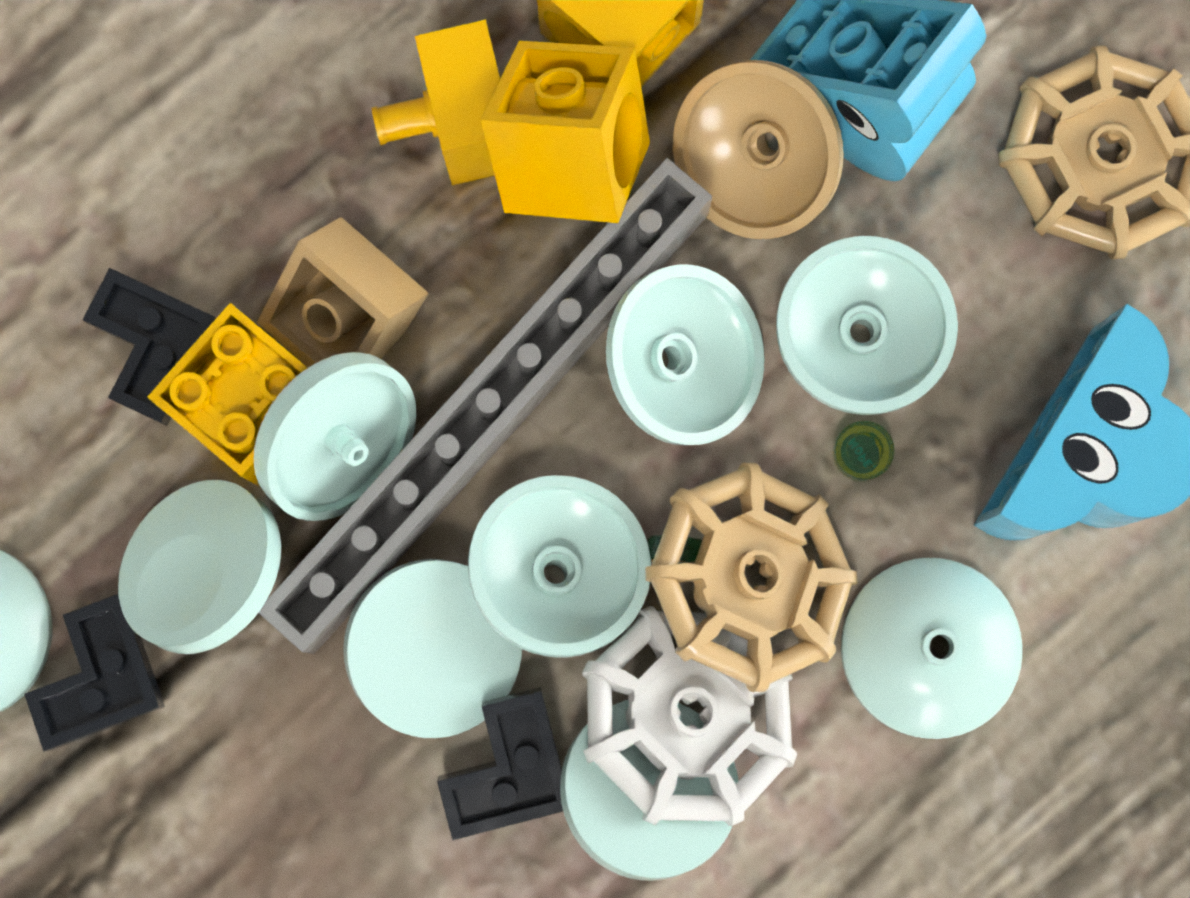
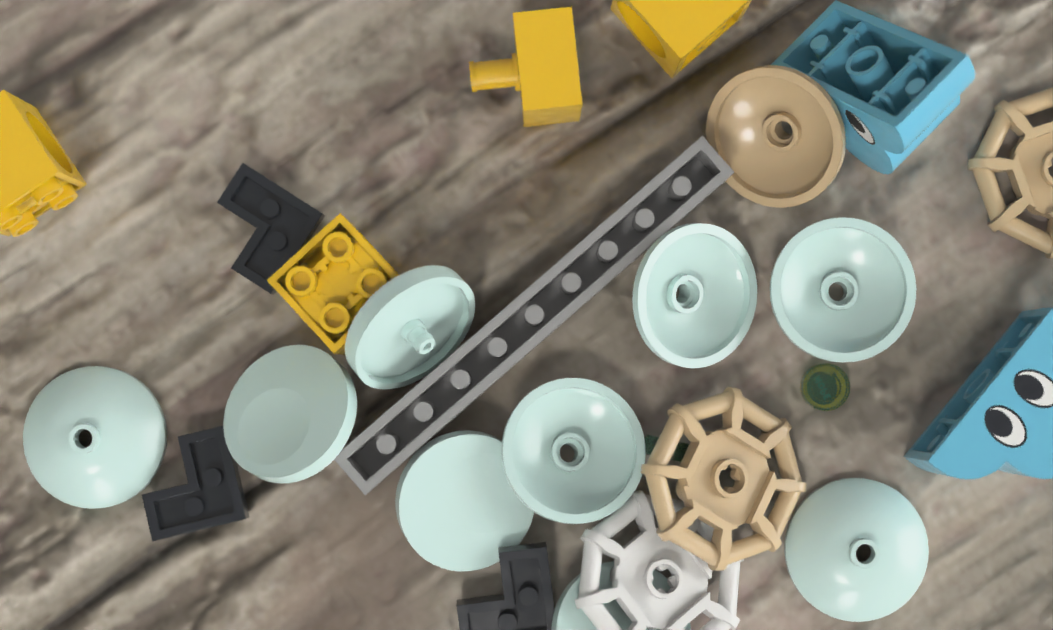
camera: 10 degrees right, 5 degrees up
(340, 297) = (424, 214): tan slope -> none
(567, 130) = (625, 105): yellow brick -> none

